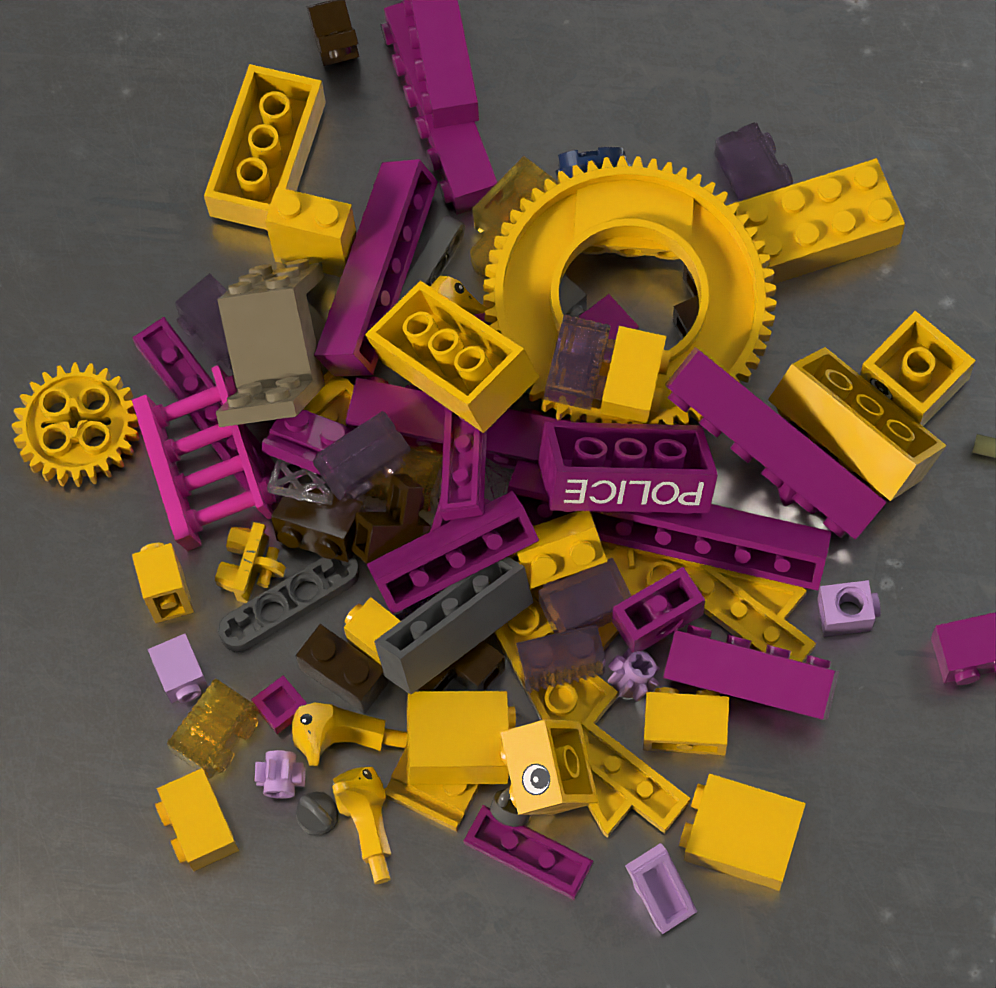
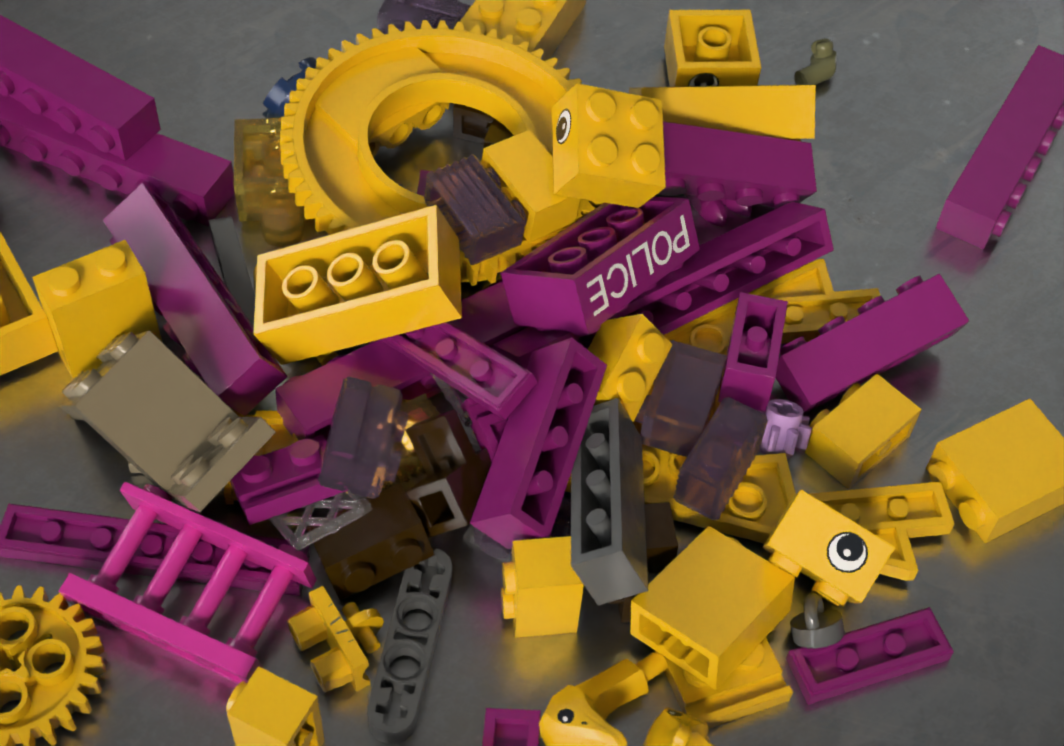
camera: 55 degrees left, 15 degrees down
(201, 316) = (69, 463): clear purple brick -> none
(342, 668) = (536, 649): dark brown brick -> none
(661, 888) = (1011, 568): lavender tile -> none
(685, 397) = (608, 146): none -> yellow brick
(837, 622) = (864, 249): lavender brick -> none

